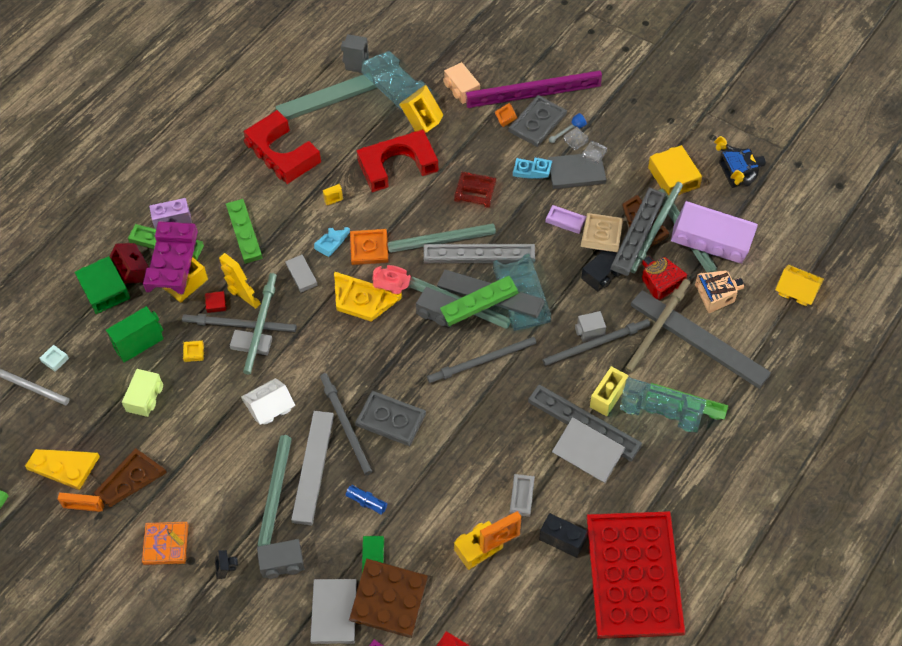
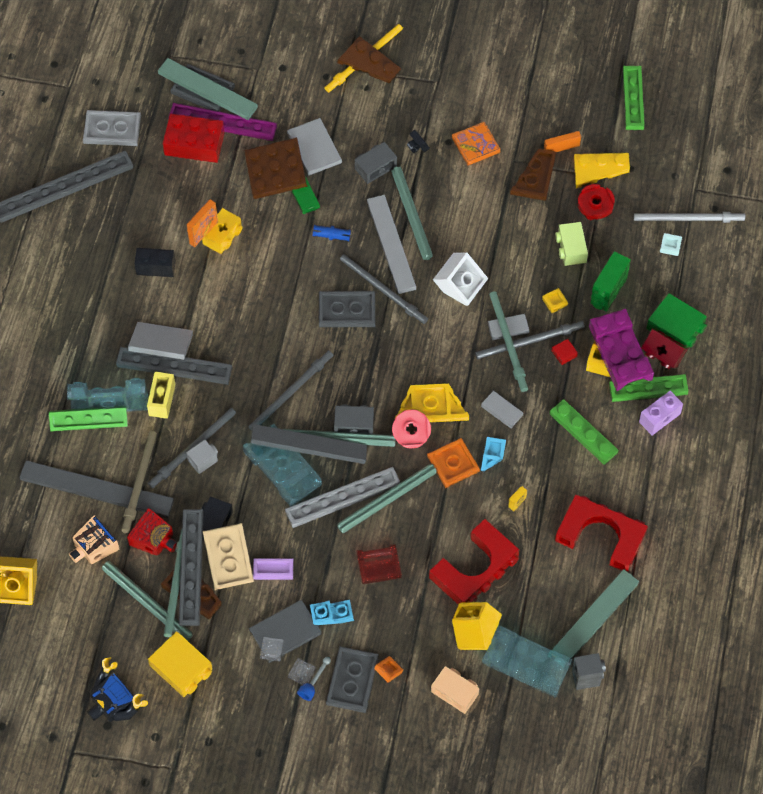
camera: 155 degrees right, 5 degrees up
(93, 438) = (596, 211): none -> red plate
(236, 280) = (548, 360): yellow wing -> none
(479, 300) = (312, 423): bright green plate -> none
(522, 494) = (204, 288): light grey tile -> none
(533, 89) = (371, 713): magenta tile -> none
(634, 575) = (86, 258): red plate -> none
(713, 232) = (115, 588): lavender slope -> none

